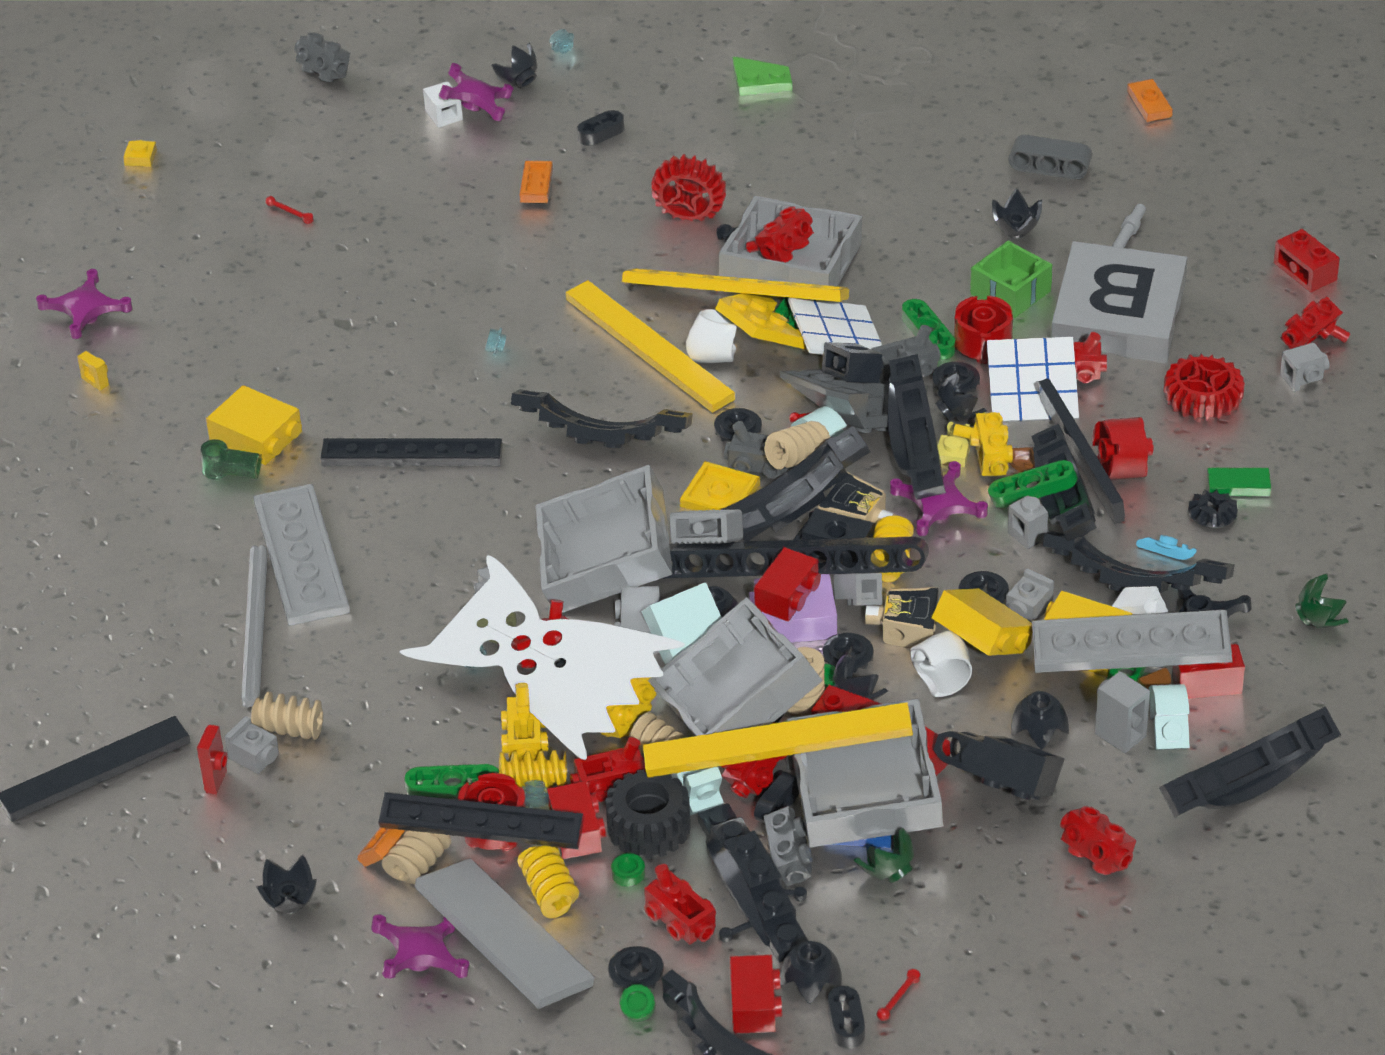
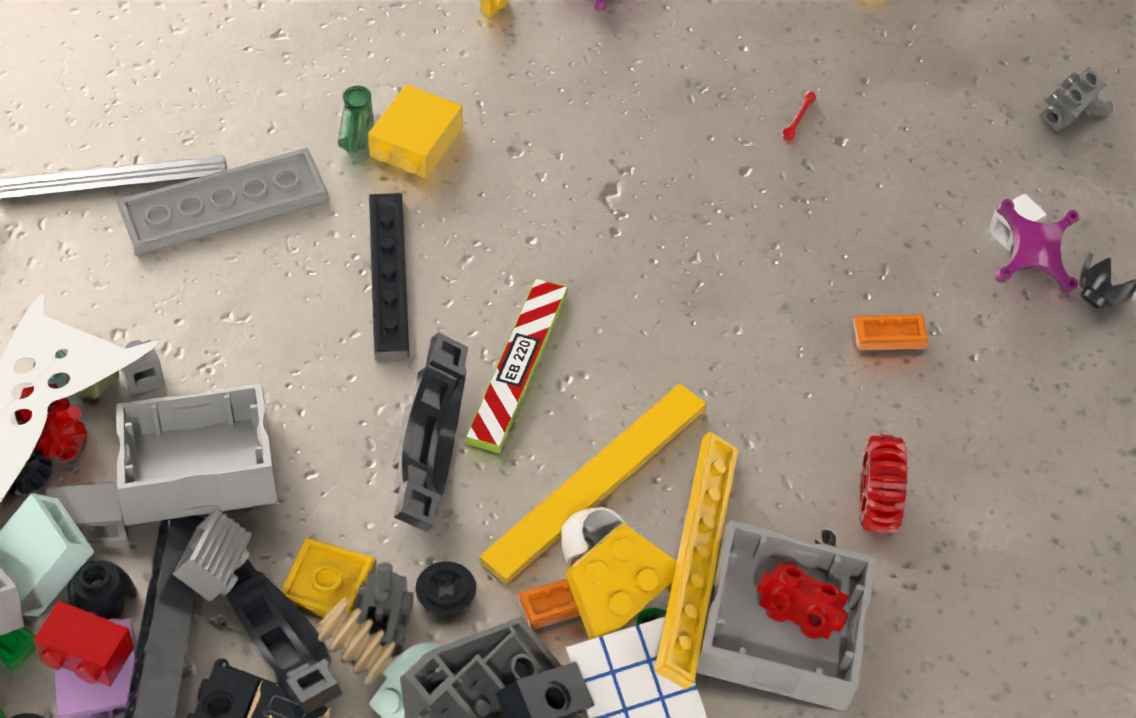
camera: 80 degrees right, 10 degrees up
(495, 341) = (581, 324): clear light blue plate -> none
(515, 377) = (516, 366): none -> tile
(600, 127) = (1020, 389): black beam -> none
(757, 366) = (548, 604): none -> orange plate

